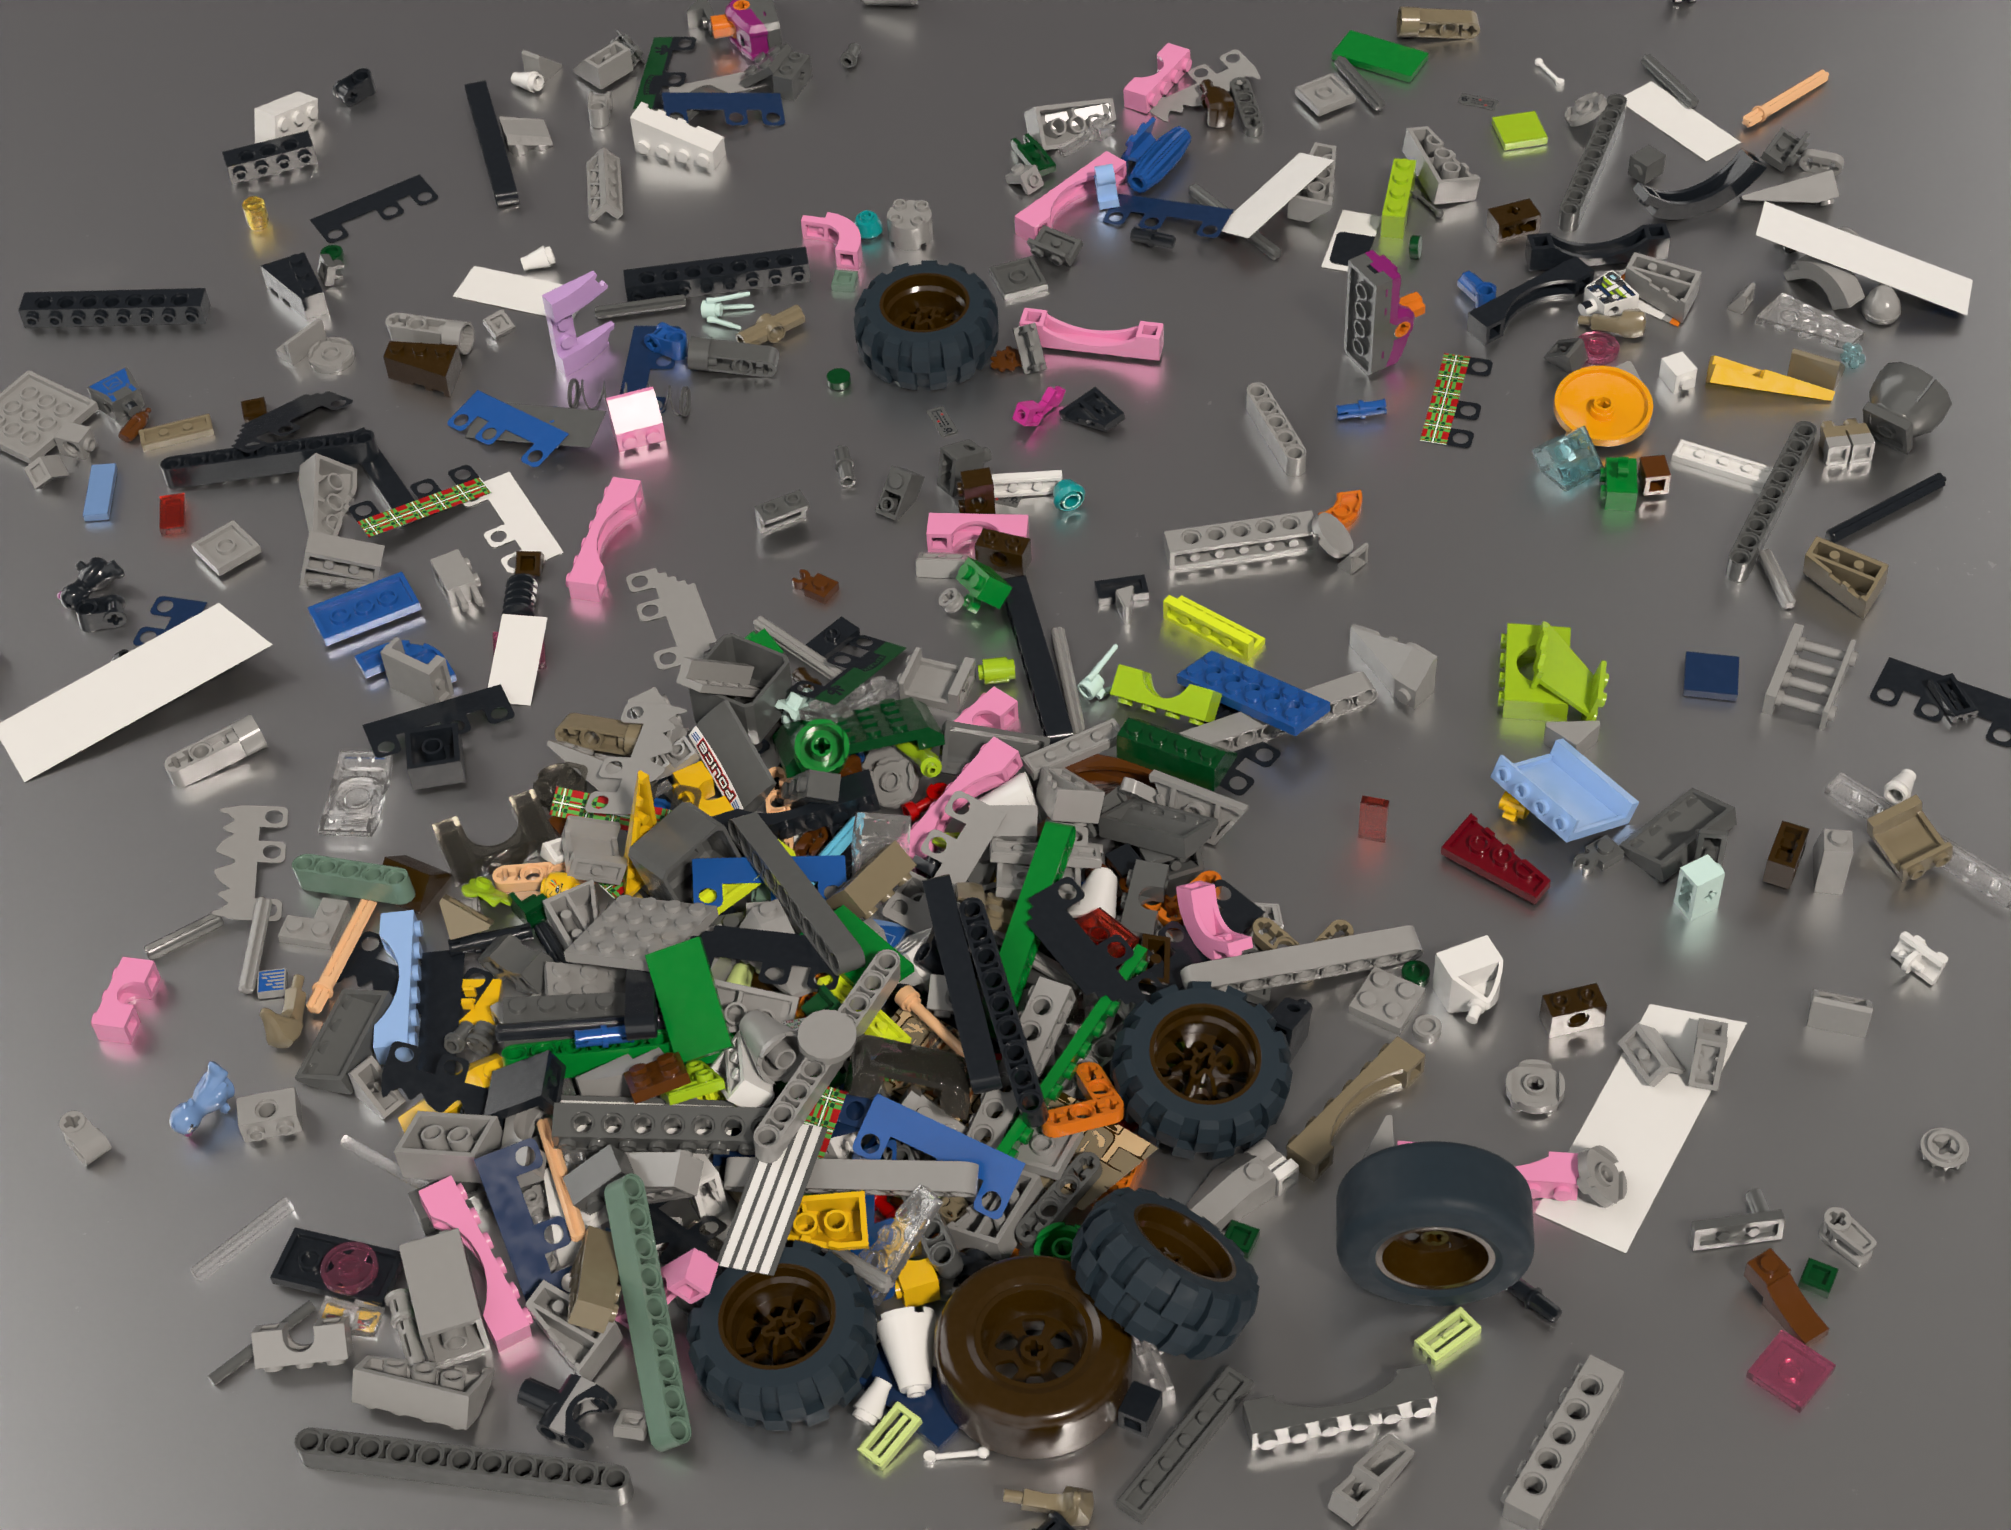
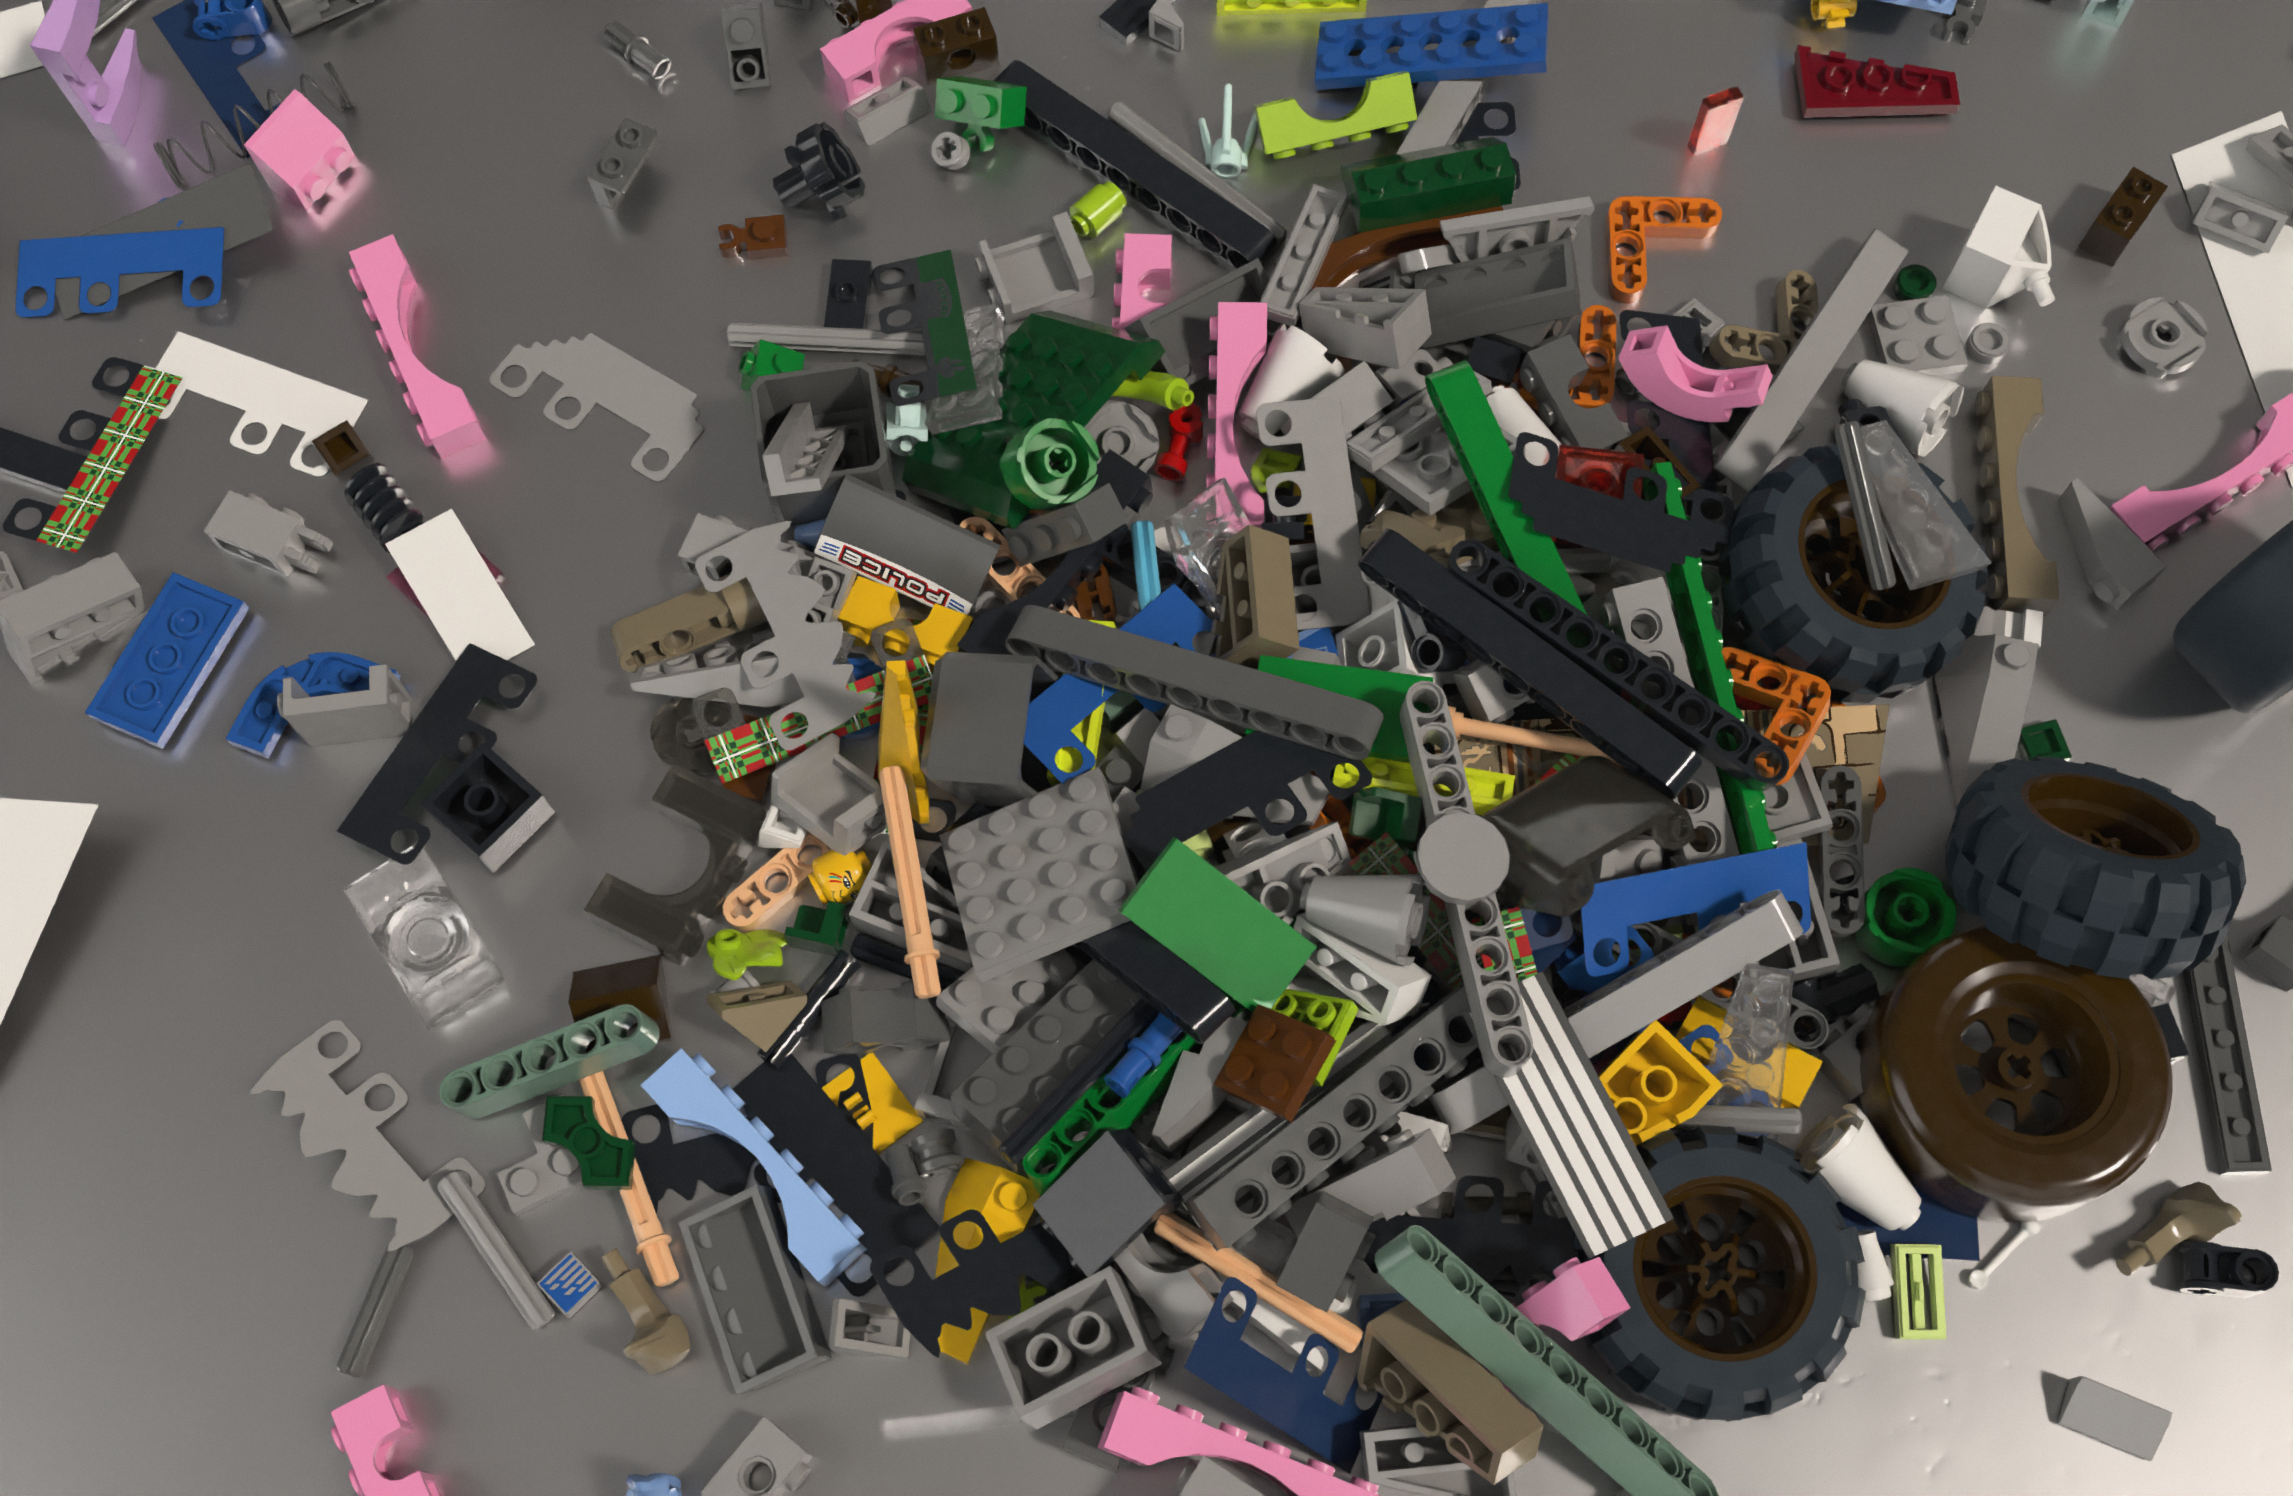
camera: 40 degrees left, 20 degrees up
(215, 752) = (177, 964): light grey beam -> none
(335, 934) = (603, 1159): none -> dark green tile
(555, 936) = (909, 881): none -> light nougat axle
(872, 568) = (819, 169): none -> black piece
(1218, 1025) = (1865, 505): none -> dark grey axle
(1244, 1053) = (1915, 517): none -> clear wing
(1286, 851) = (1642, 225): none -> orange beam
(1337, 1024) = (1912, 399): none -> white cone

